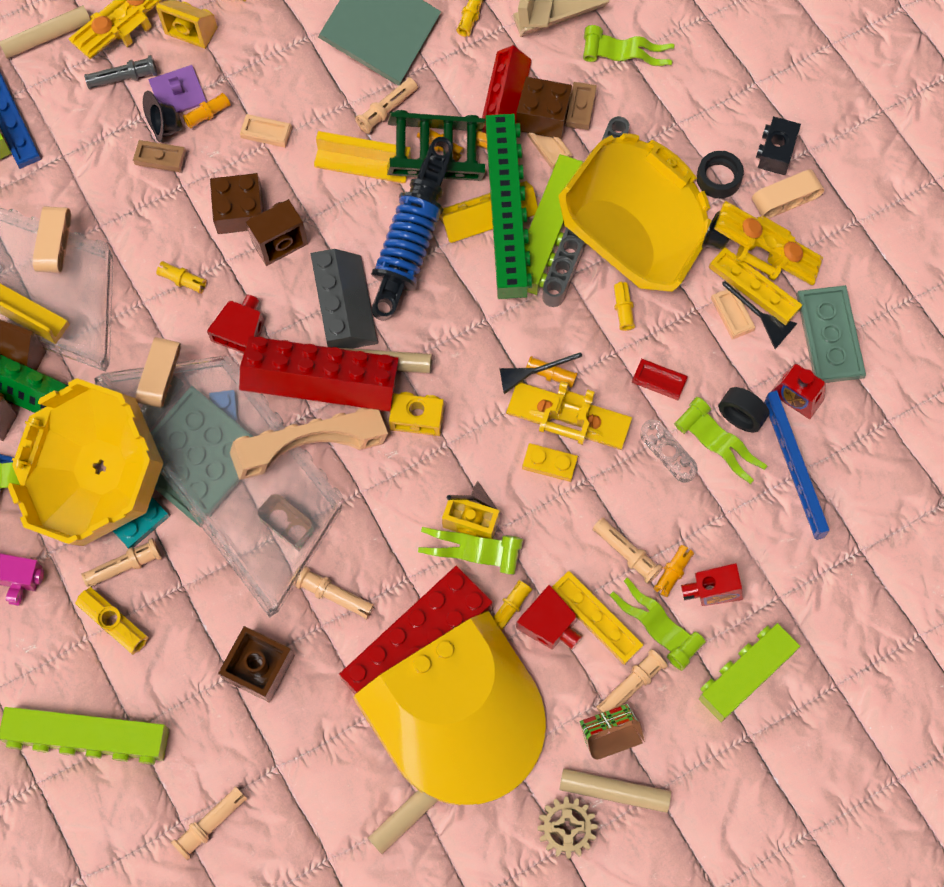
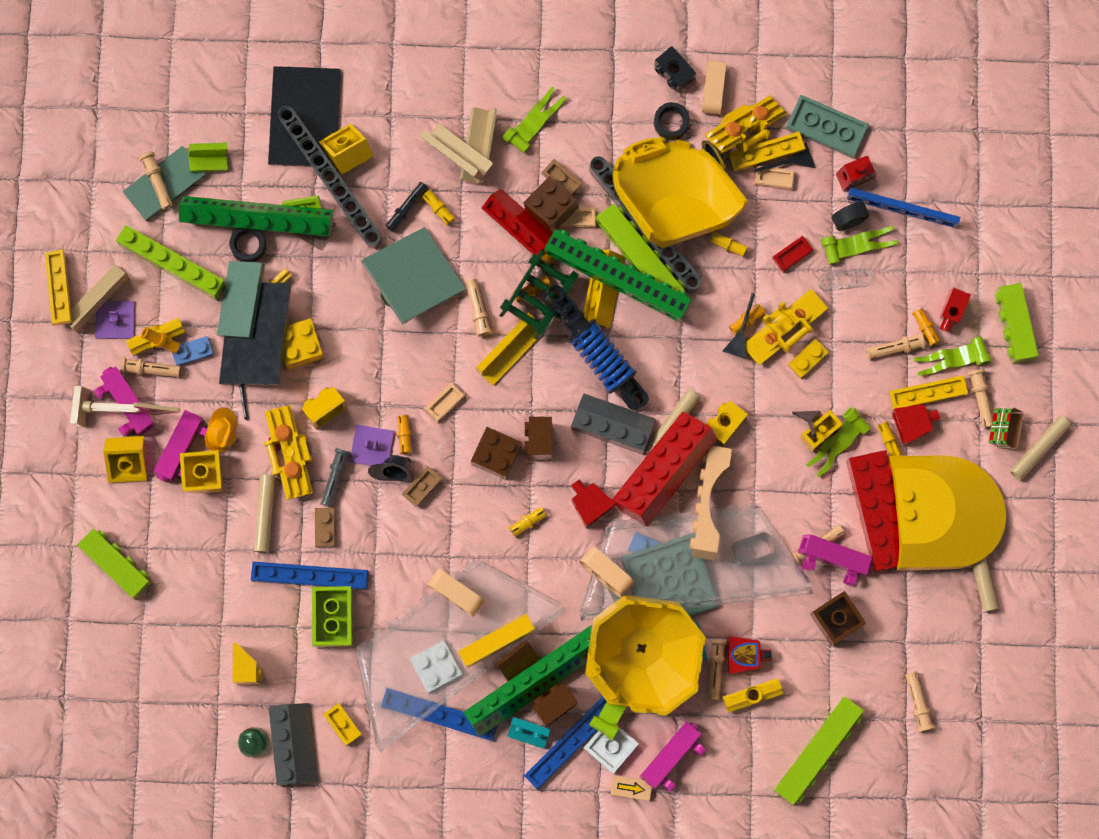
camera: 65 degrees left, 10 degrees up
(63, 94) = (324, 527): none -> medium nougat plate
(155, 585) = (745, 655): none -> torso
(330, 618) = (835, 555): none -> dark pink brick
(566, 815) = (1054, 493): tan gear -> none

